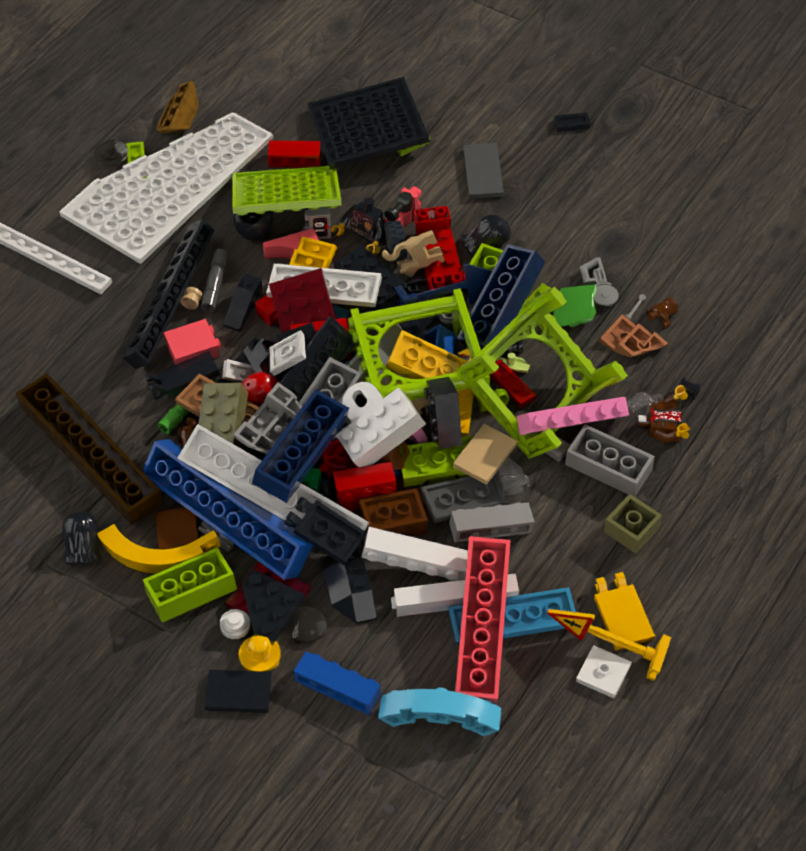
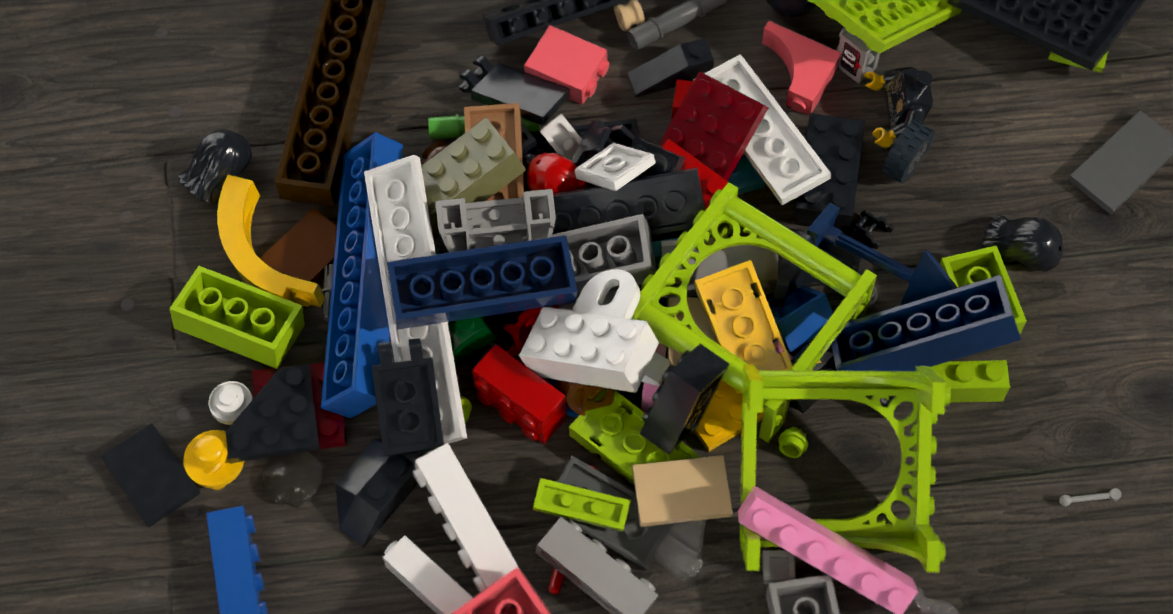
camera: 50 degrees right, 10 degrees up
(313, 253) = (797, 84): yellow slope -> none
(395, 513) = (509, 455): reddish brown piece -> none
(403, 210) = (968, 125): hips -> none
(420, 255) = (911, 189): tan animal -> none
(439, 221) = (949, 205): red slope -> none
(452, 499) = (581, 505): none -> lime plate
(515, 363) = (863, 422): yellowish green piece -> none
(515, 387) = (827, 440): red plate -> none
(579, 306) = (1013, 424): bright green slope -> none
(606, 294) = (1074, 441): light grey piece -> none
(630, 339) = (1033, 529): nougat slope -> none
(663, 310) = (1113, 535): reddish brown piece -> none

